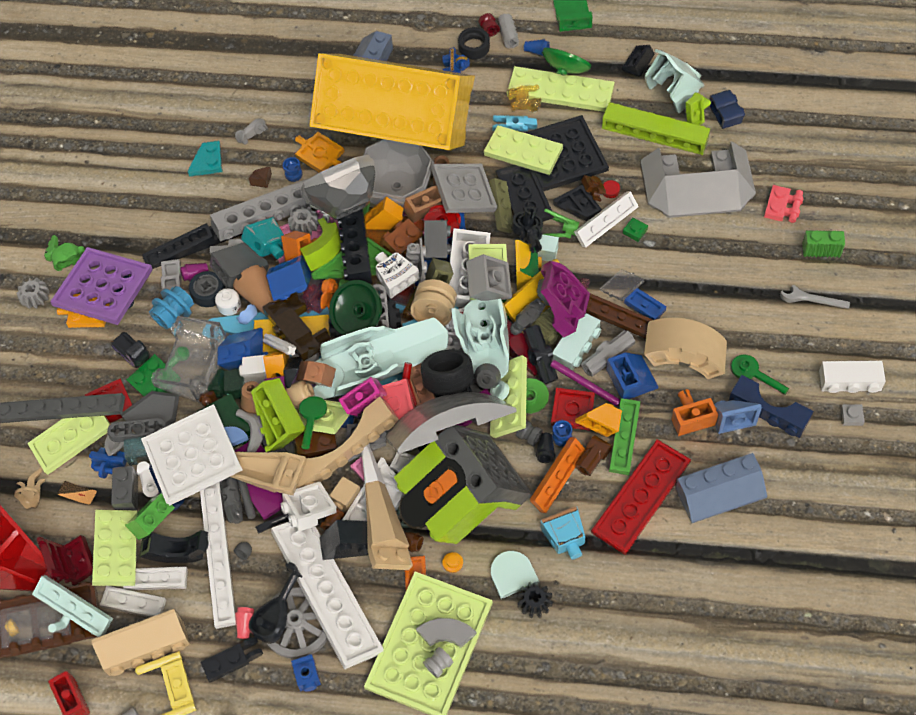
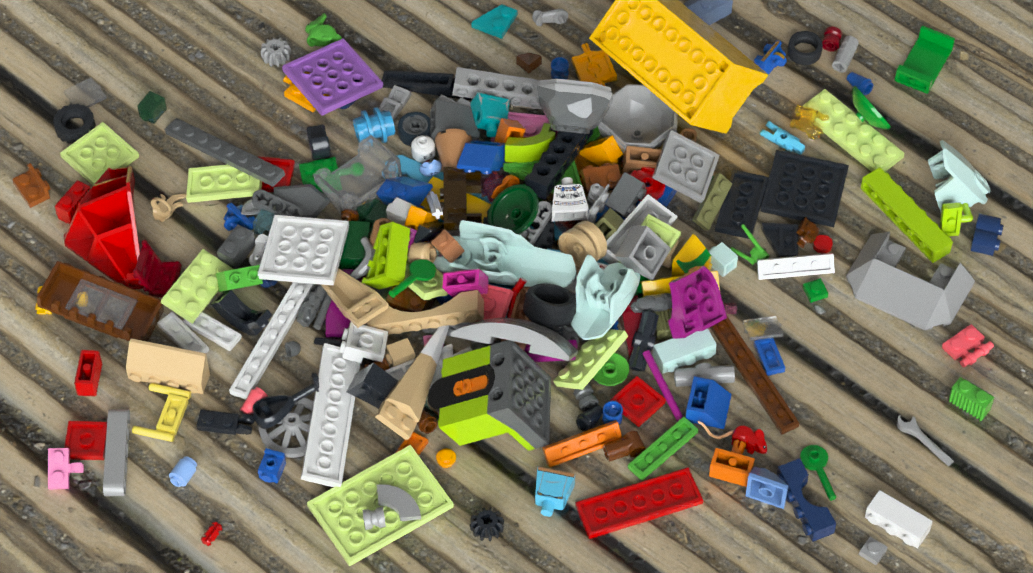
camera: 30 degrees right, 5 degrees down
(71, 607) = (133, 307): light aqua plate -> none
(76, 493) = (199, 229): clear orange sticker -> none
(188, 271) = (413, 105): magenta cone -> none
(236, 435) = (348, 256): medium blue tile -> none
(303, 220) = (532, 118): light grey gear -> none
(487, 376) = (581, 329): dark grey cone -> none
(501, 390) = (585, 347): light aqua tile -> none
(511, 572) = (486, 492): light aqua tile -> none
(523, 150) = (769, 165): yellowish green plate -> none
(526, 229) = (715, 232): black pin -> none
(602, 419) = (651, 421): light orange slope -> none
(638, 60) = (953, 139): black slope -> none
(682, 382) = (753, 439): none -> red animal
(686, 342) = (777, 406): tan panel -> none
(721, 488) = (708, 536): sand blue slope -> none

